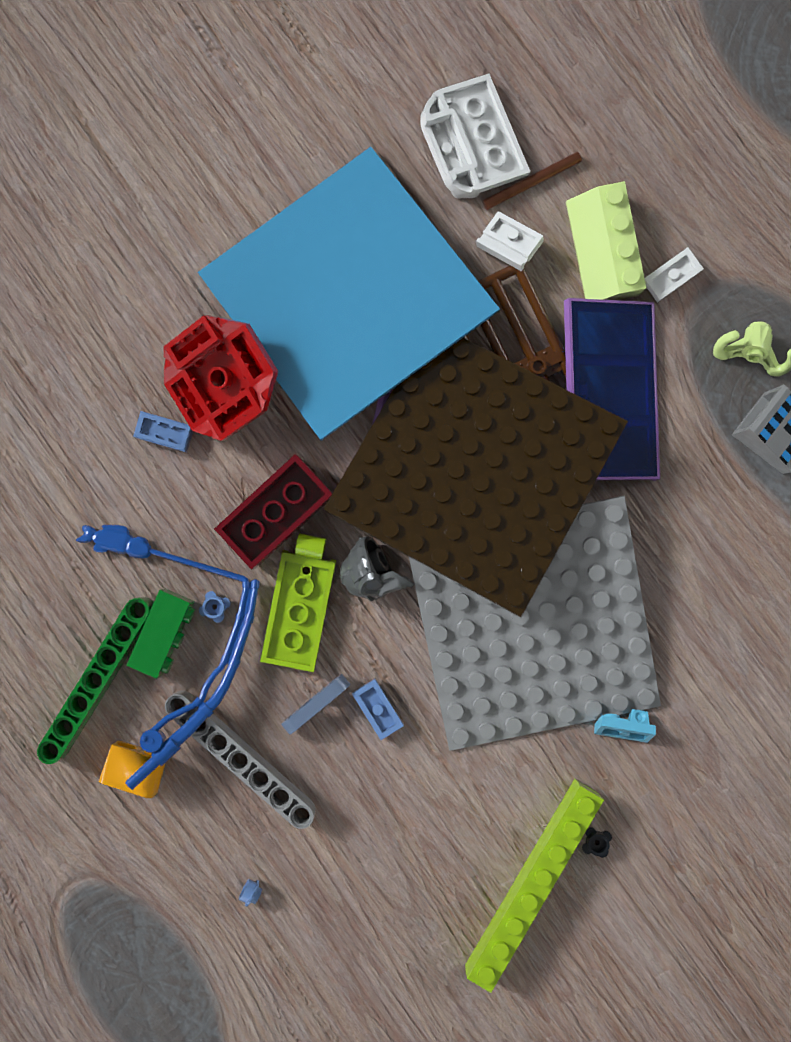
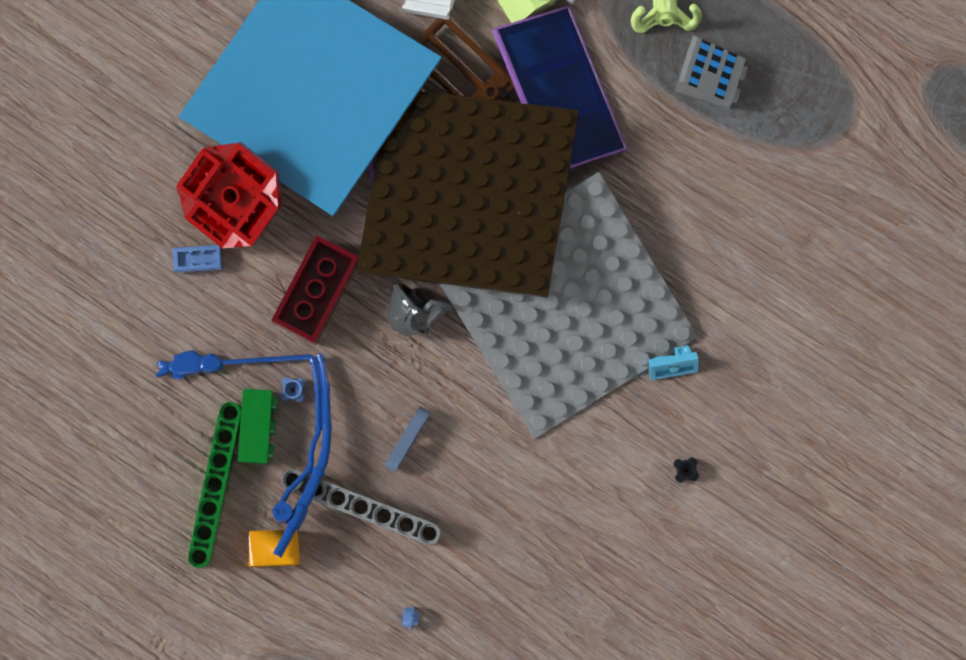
camera: 20 degrees left, 5 degrees down
(299, 606) = (364, 362): lime hinge -> none
(377, 709) = (461, 424): medium blue plate -> none
(533, 885) = (644, 521): lime brick -> none

